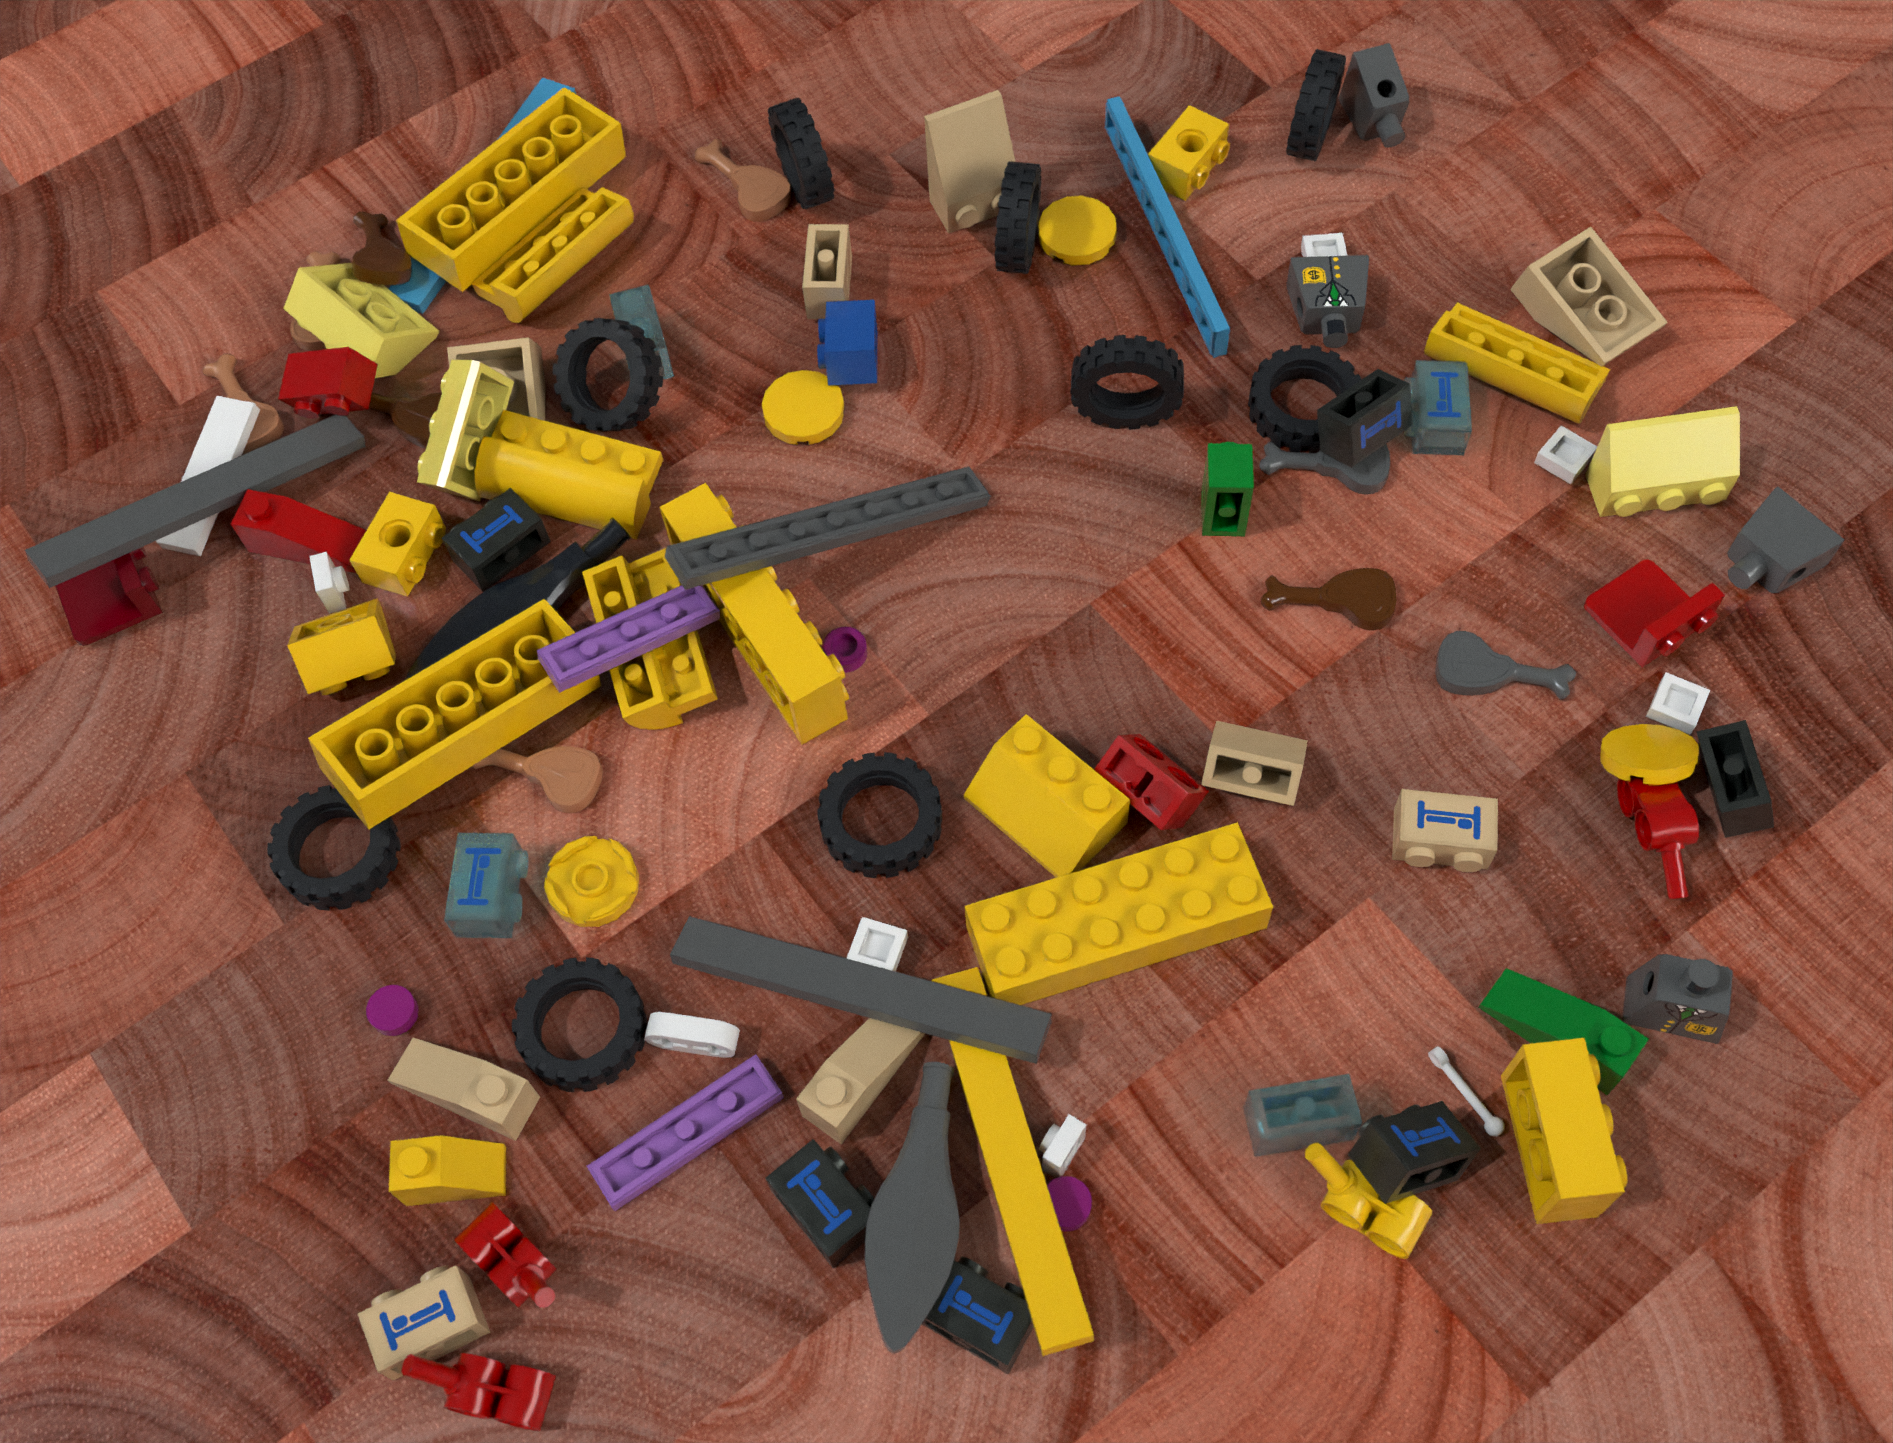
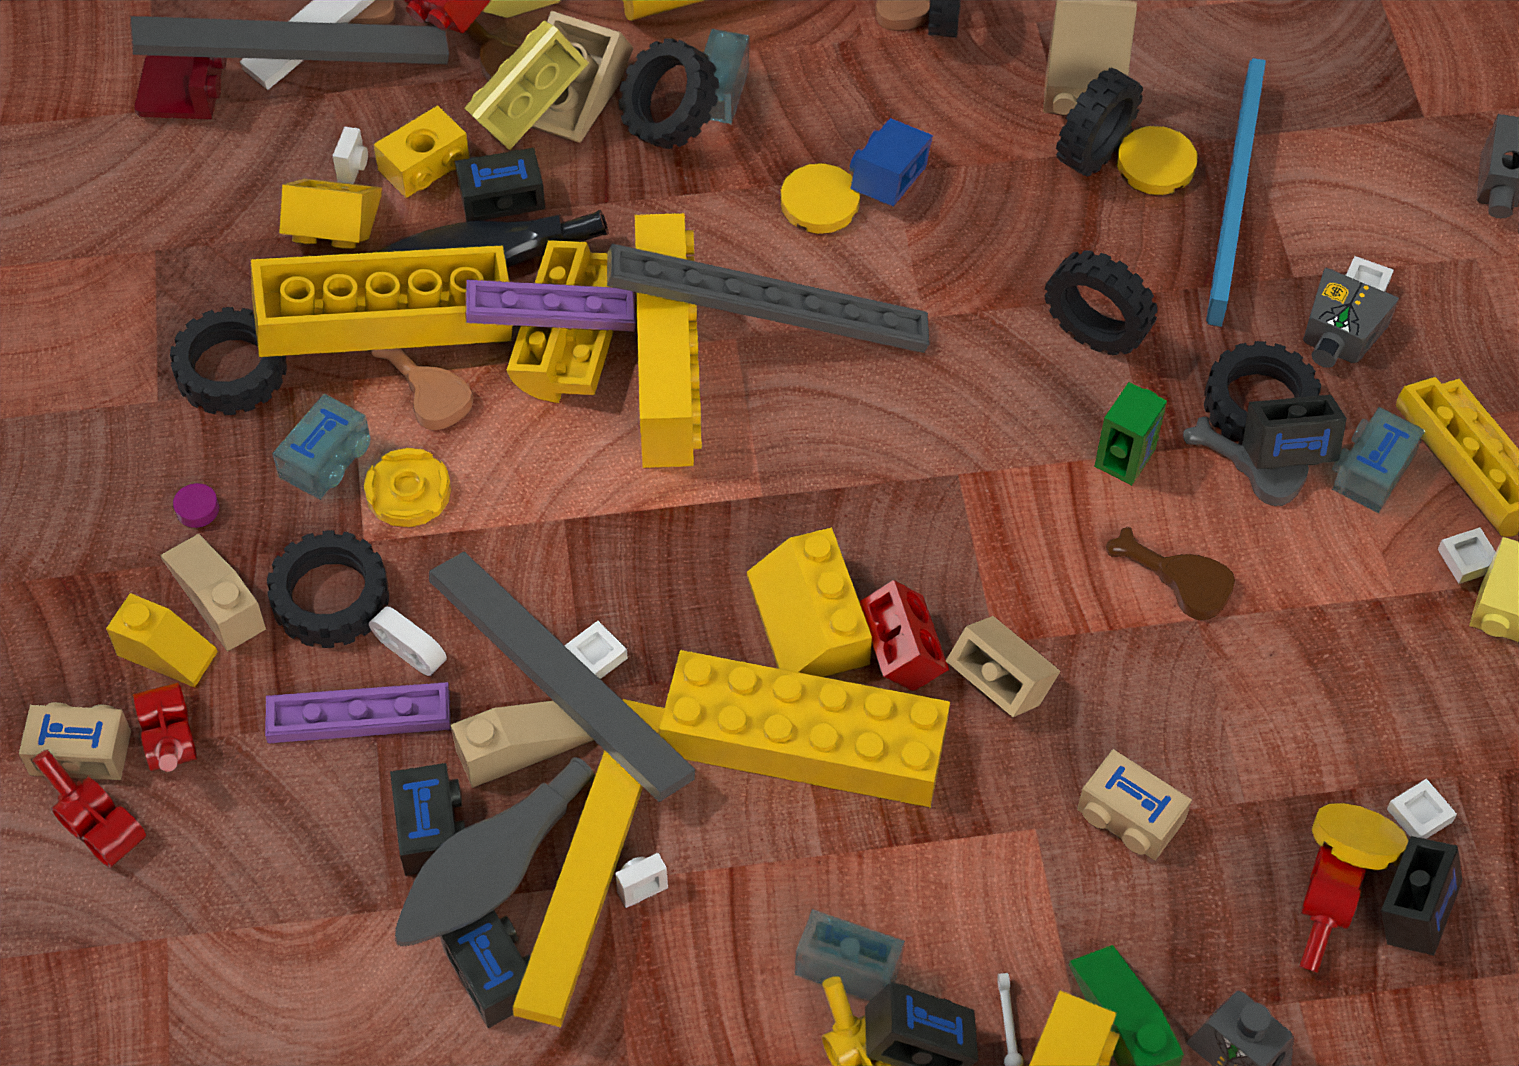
camera: 25 degrees right, 5 degrees down
(293, 530) = (346, 100): red slope -> none
(567, 472) = (589, 158): yellow brick -> none
(826, 267) = (910, 90): tan brick -> none
(847, 646) = (725, 409): magenta tile -> none
(866, 773) = (661, 514): black tyre -> none
(1070, 1201) = (618, 926): magenta tile -> none
(1190, 152) = (1299, 138): yellow brick -> none
(1315, 105) = (1437, 146): black tyre -> none
(1472, 668) = (1257, 691): dark grey piece -> none
(1651, 612) = (1452, 723): red bracket -> none

